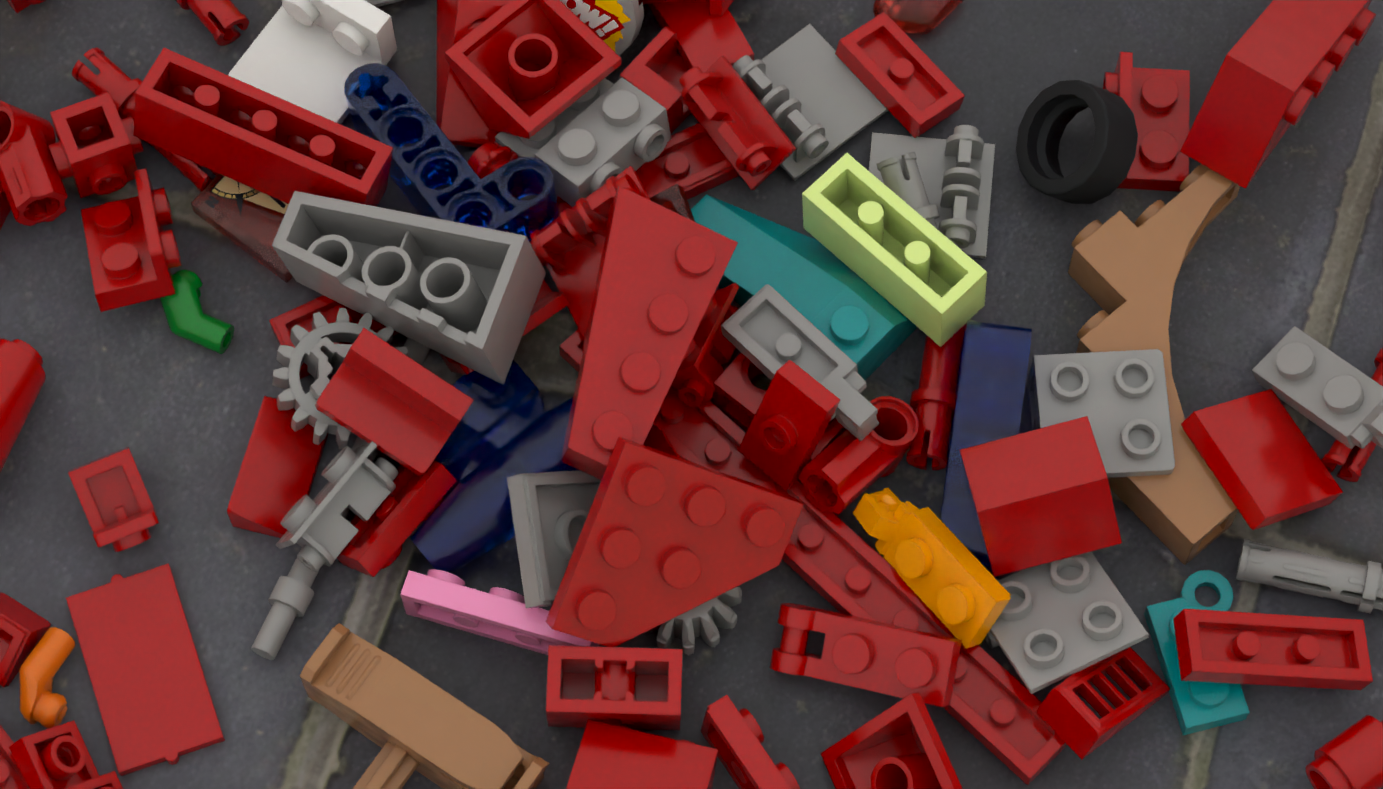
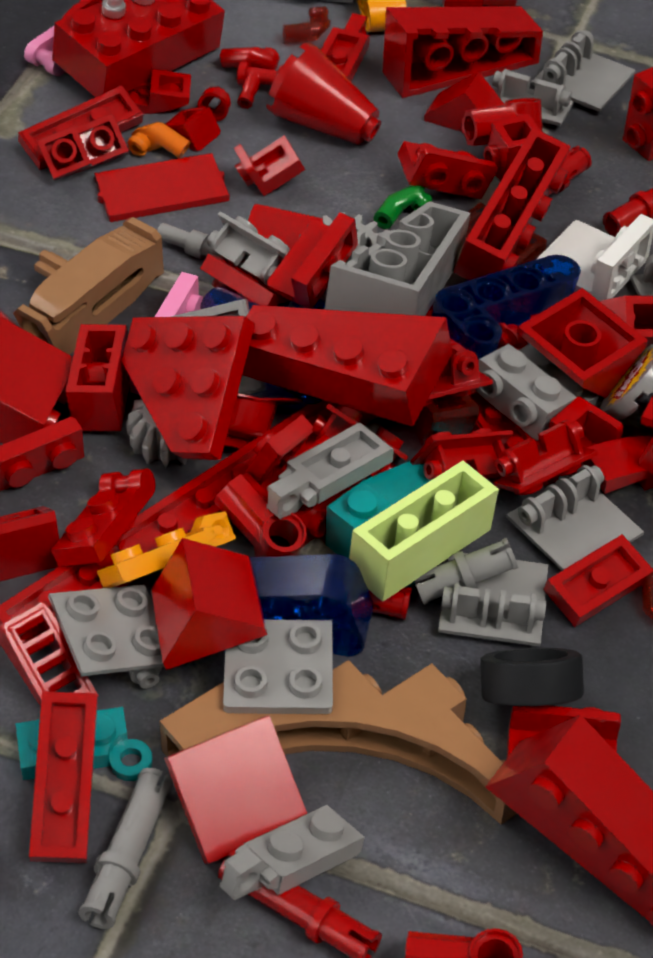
camera: 90 degrees right, 20 degrees down
(717, 200) = (476, 448): none -> red hinge

